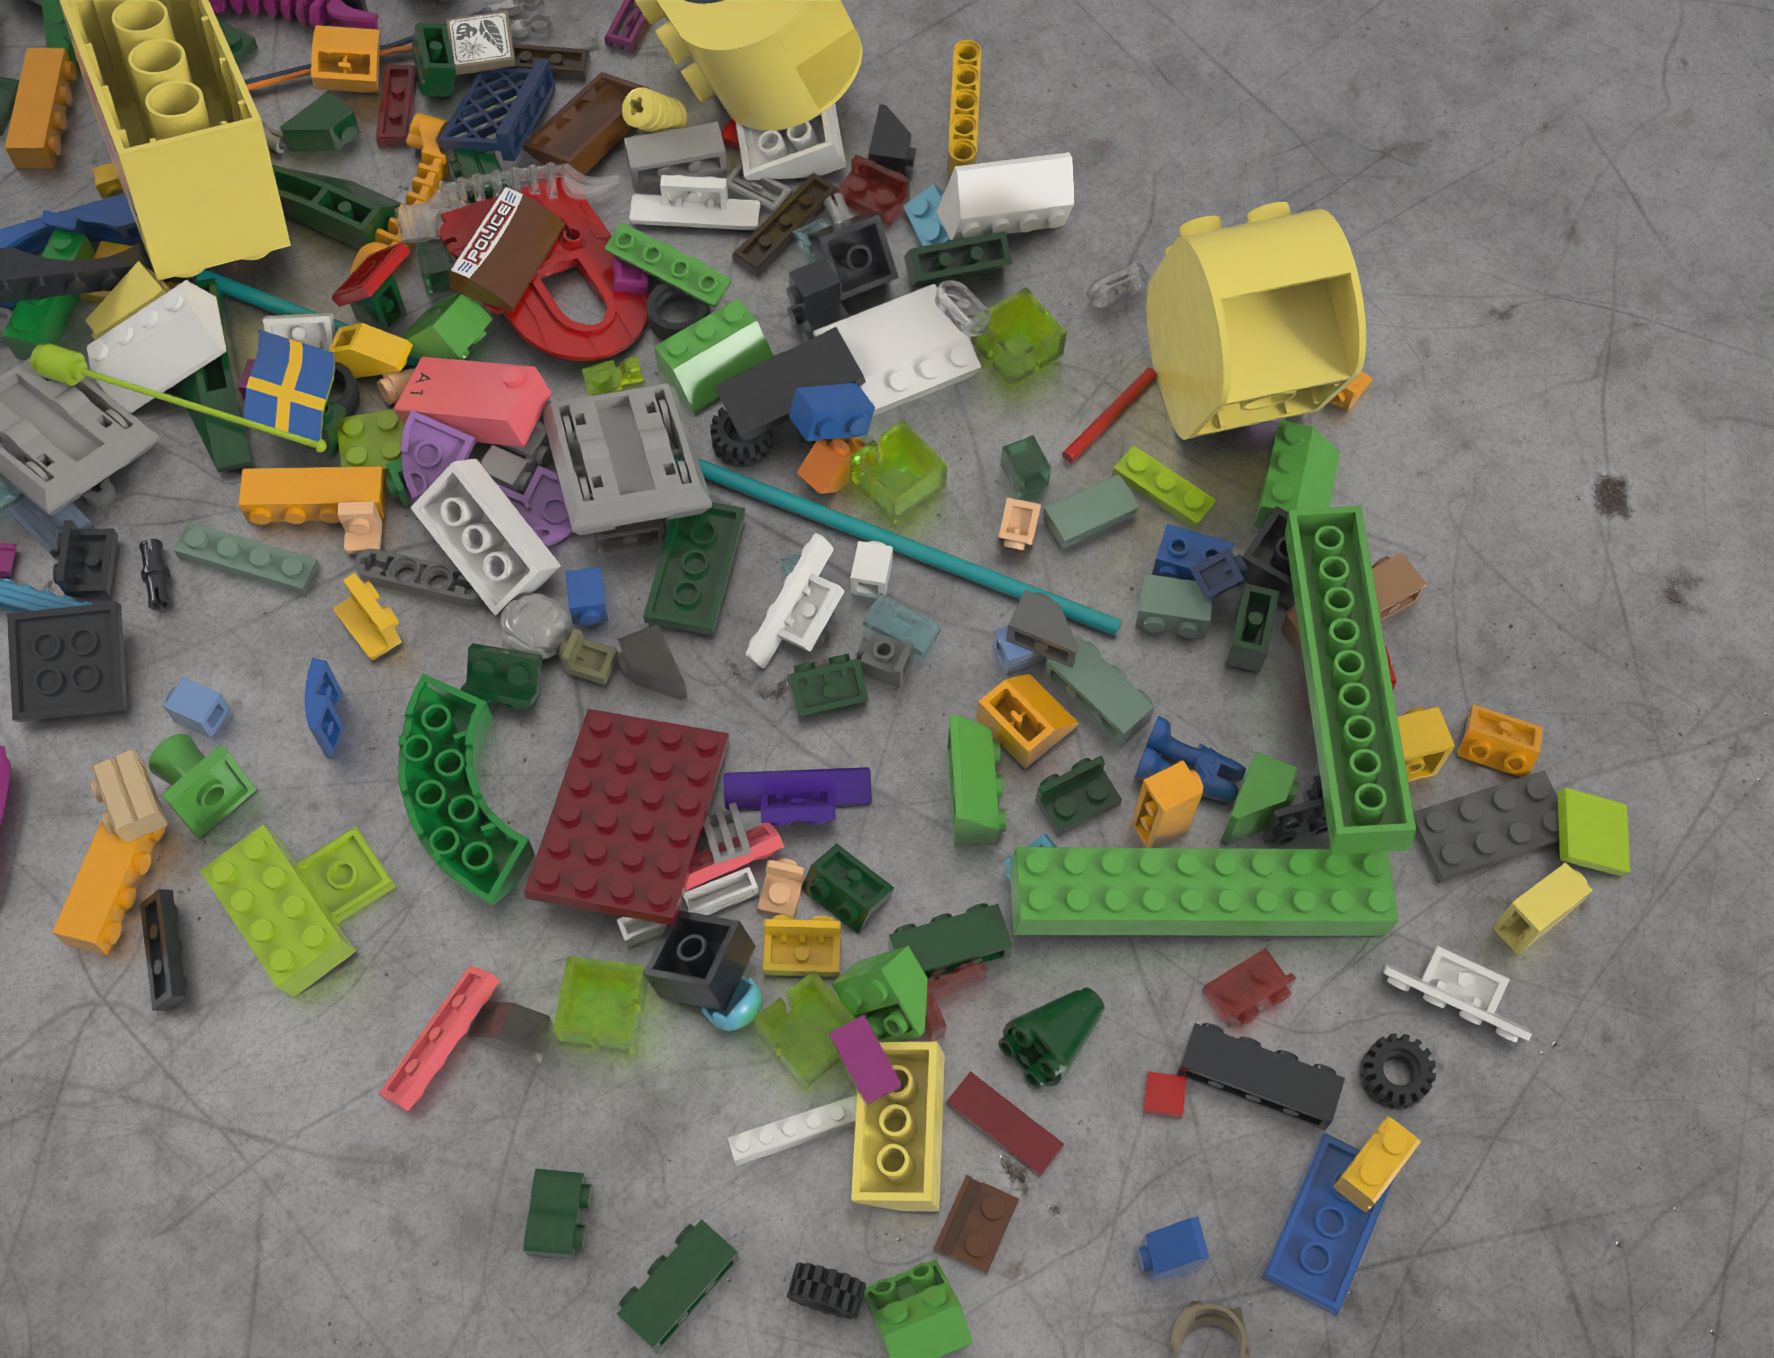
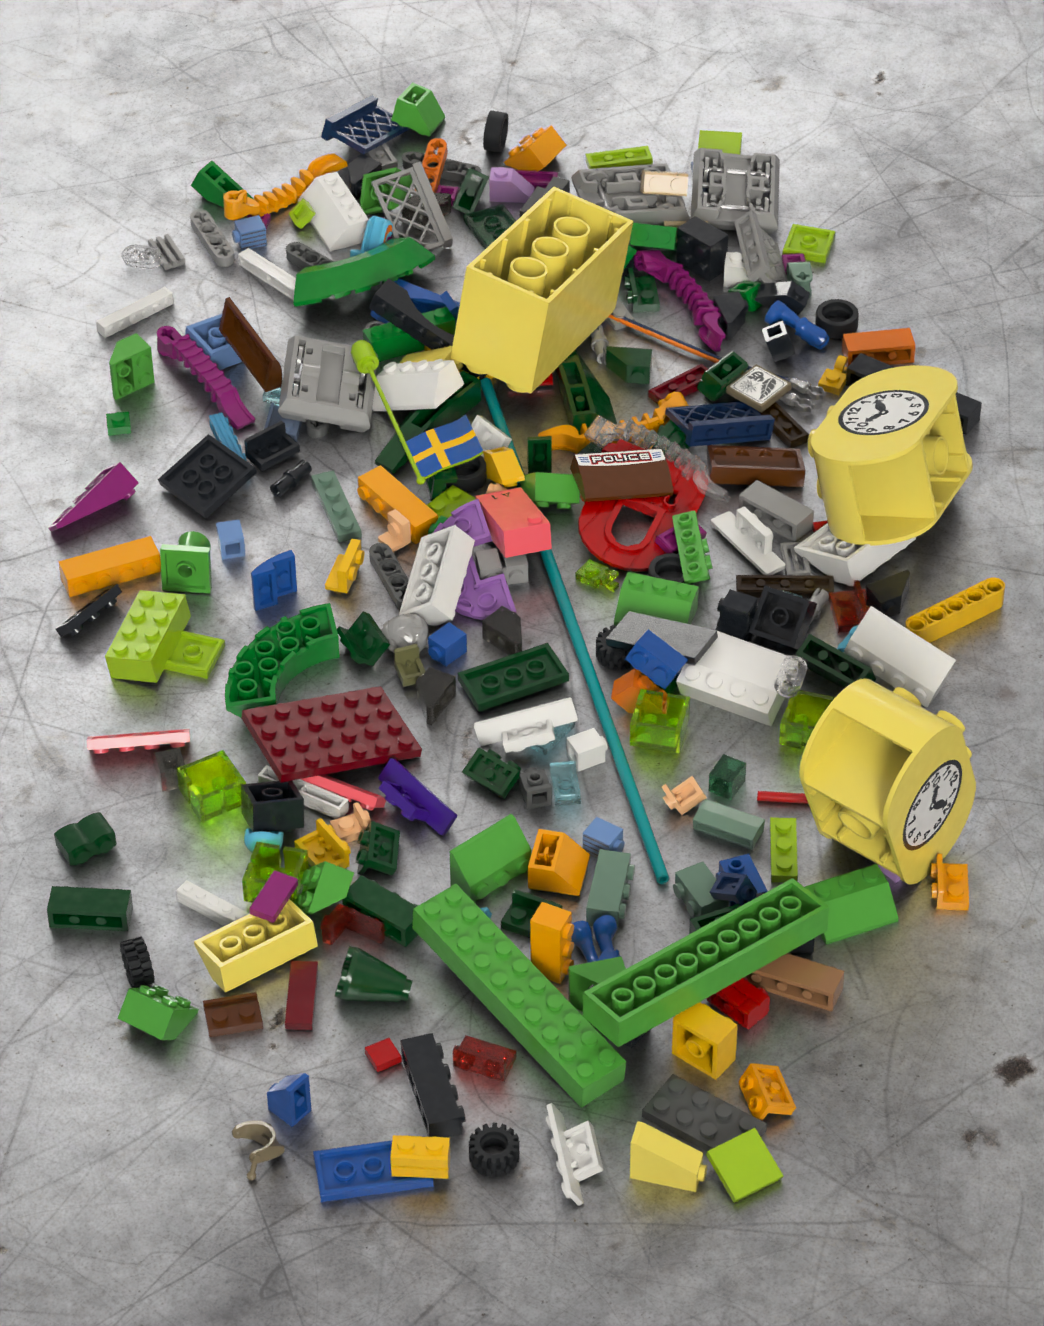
camera: 55 degrees right, 20 degrees down
(128, 796) = (150, 535): tan brick -> none
(345, 59) = (681, 342): light orange slope -> none
(370, 274) = (538, 431): red tile -> none
(625, 458) = (541, 600): light grey piece -> none
(653, 111) = (789, 480): light yellow piece -> none
(721, 819) = (359, 777): light grey tile -> none
(1042, 628) = (613, 828): dark grey slope -> none

